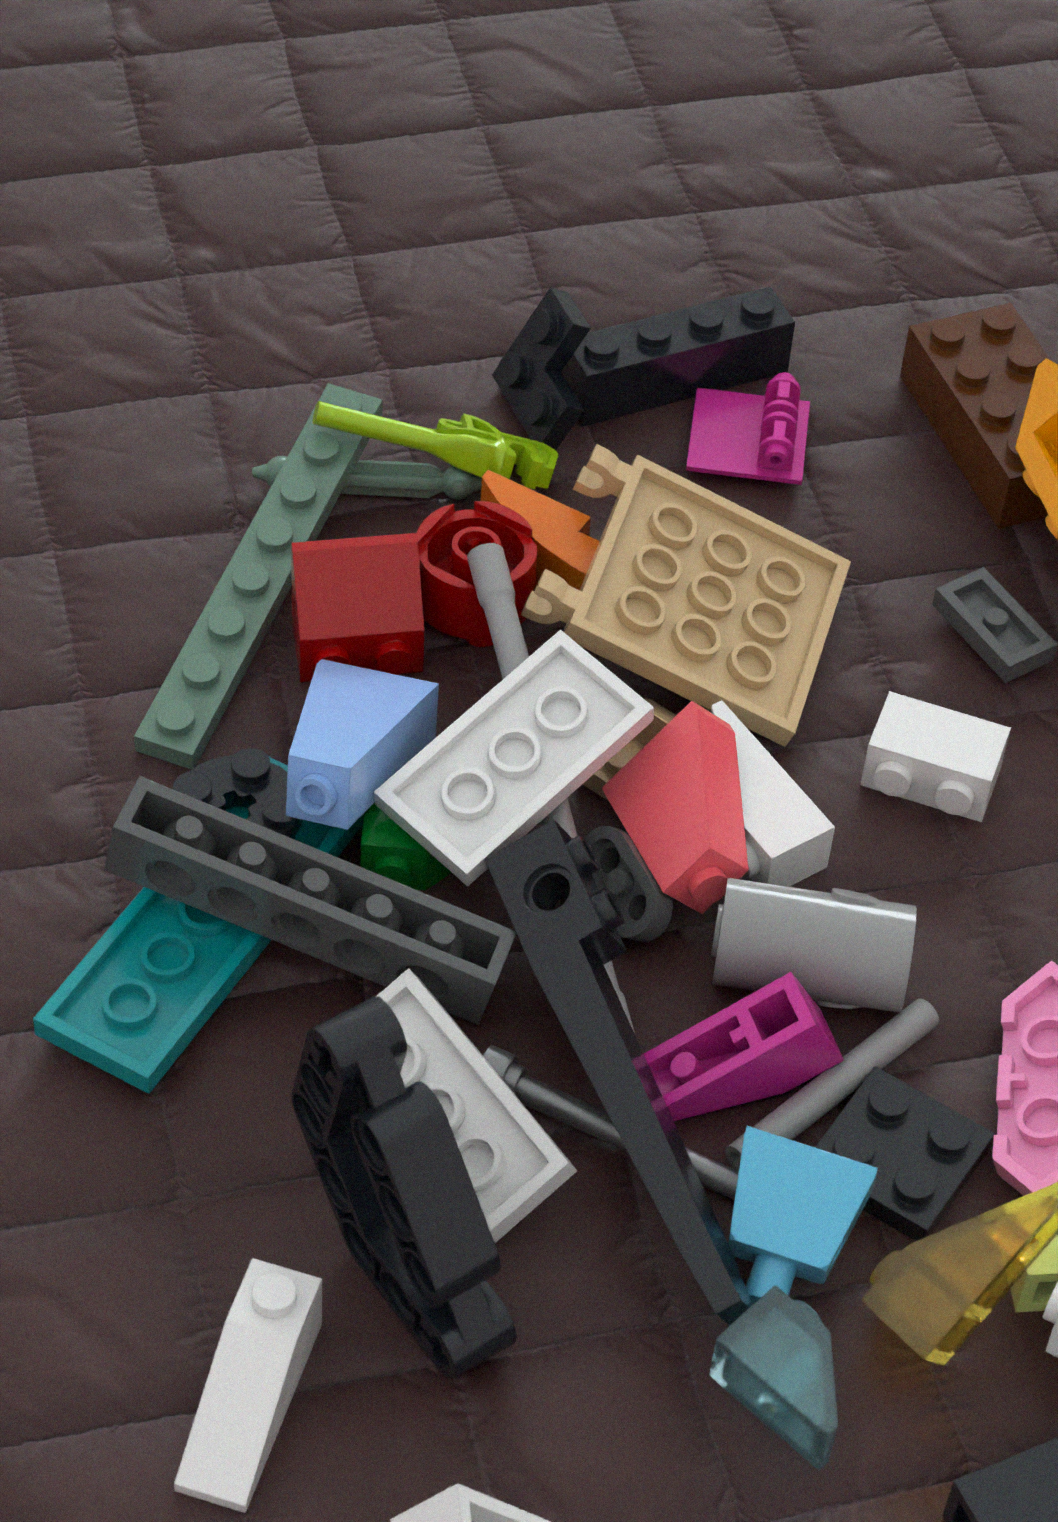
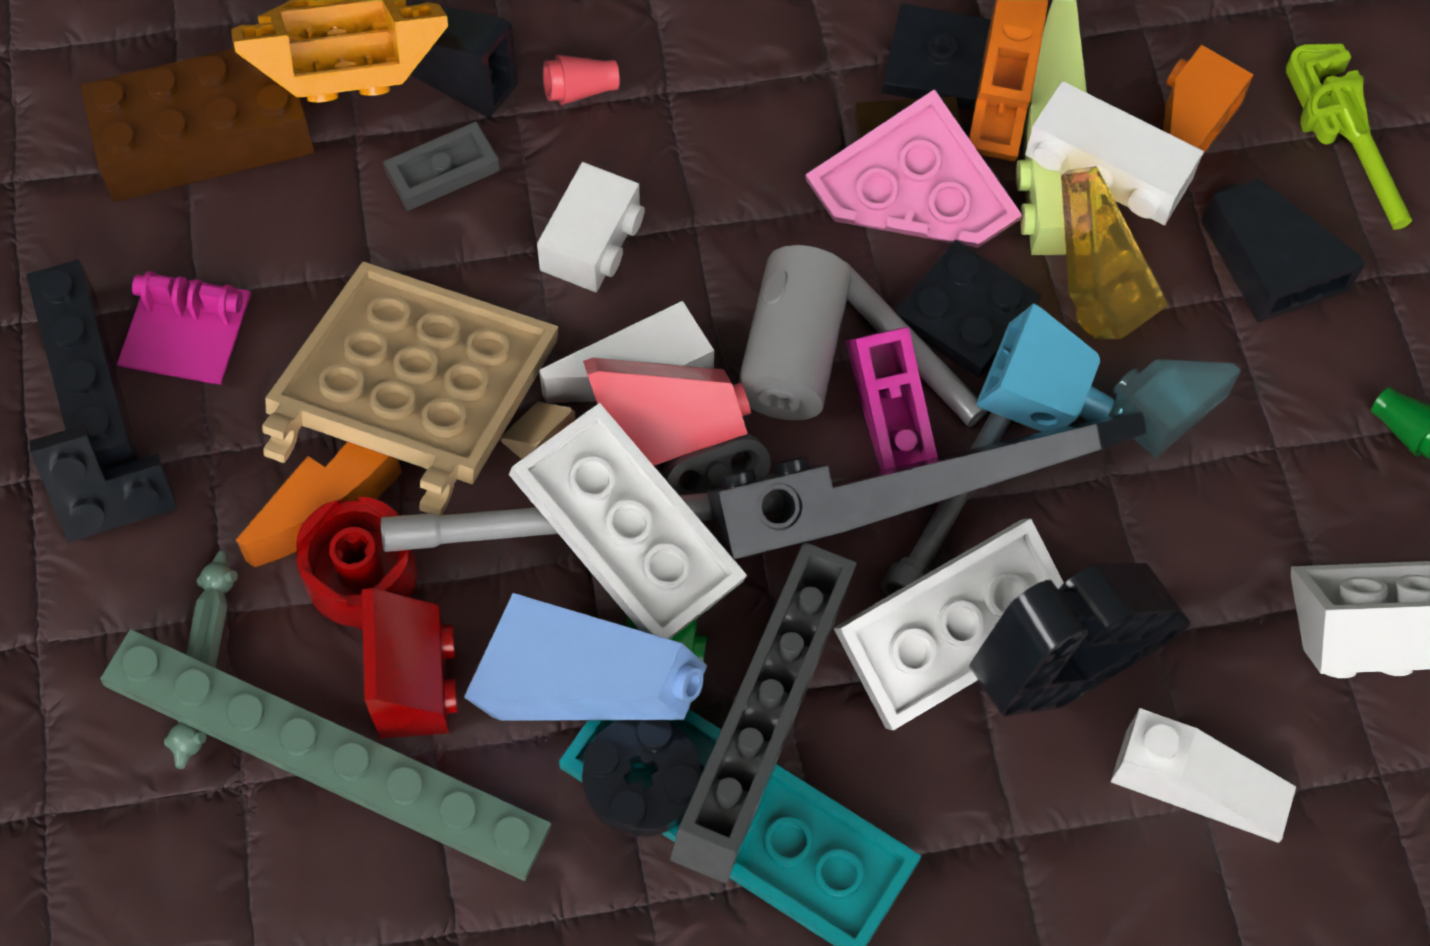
camera: 85 degrees left, 15 degrees up
(466, 444) = (186, 561): lime piece -> none

